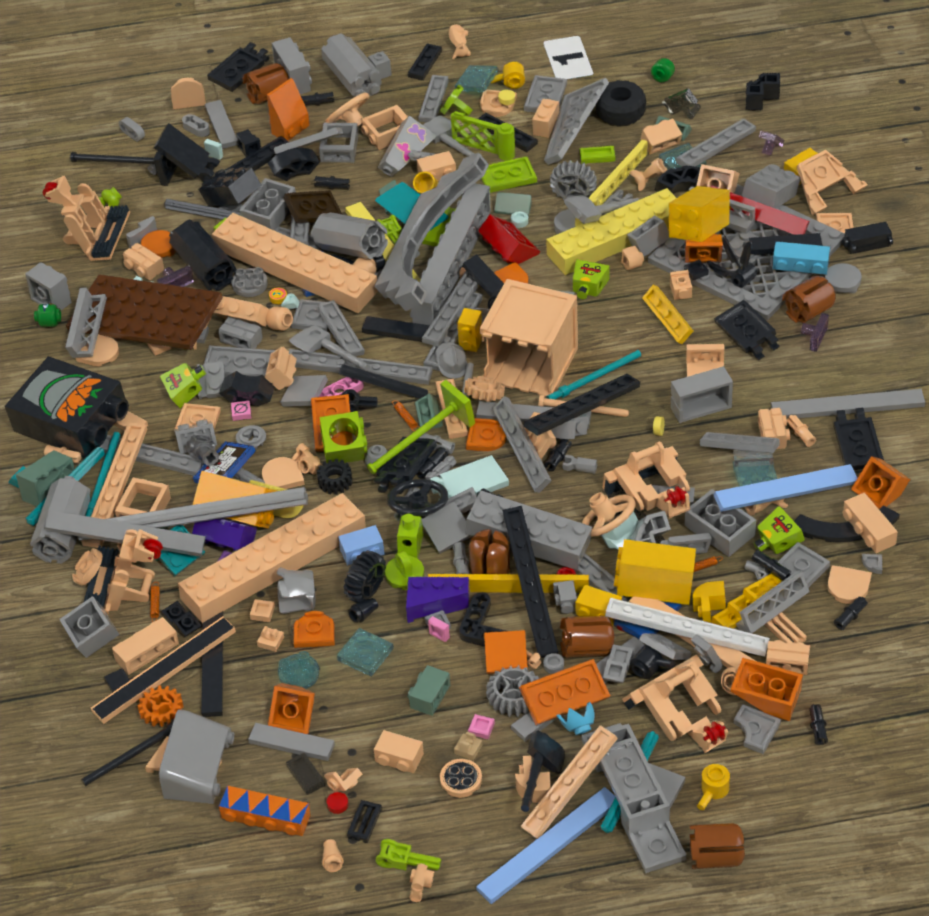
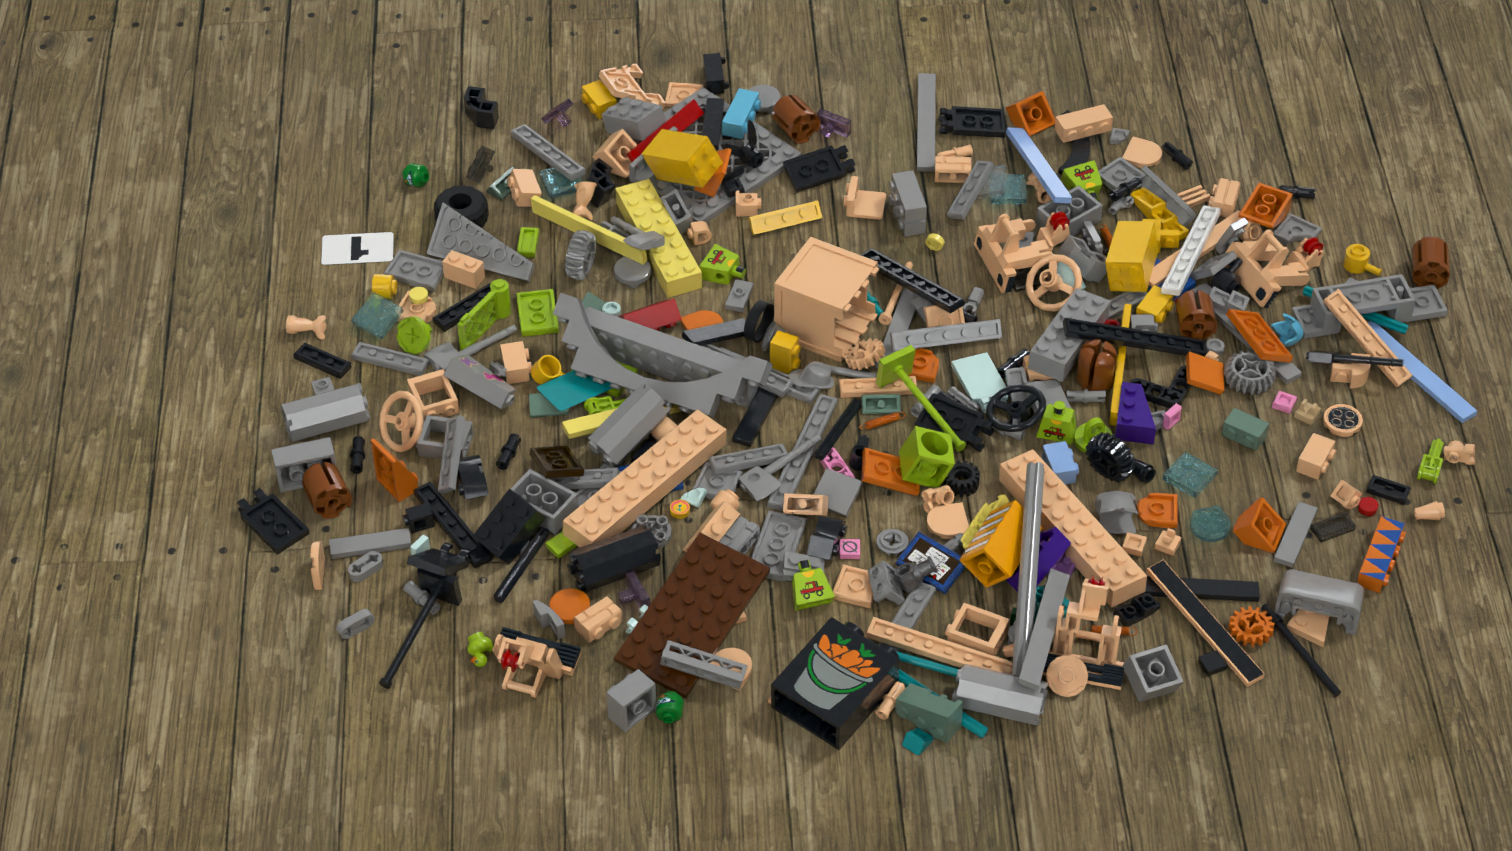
camera: 85 degrees left, 0 degrees up
(145, 645) = (1170, 630): light nougat brick -> none

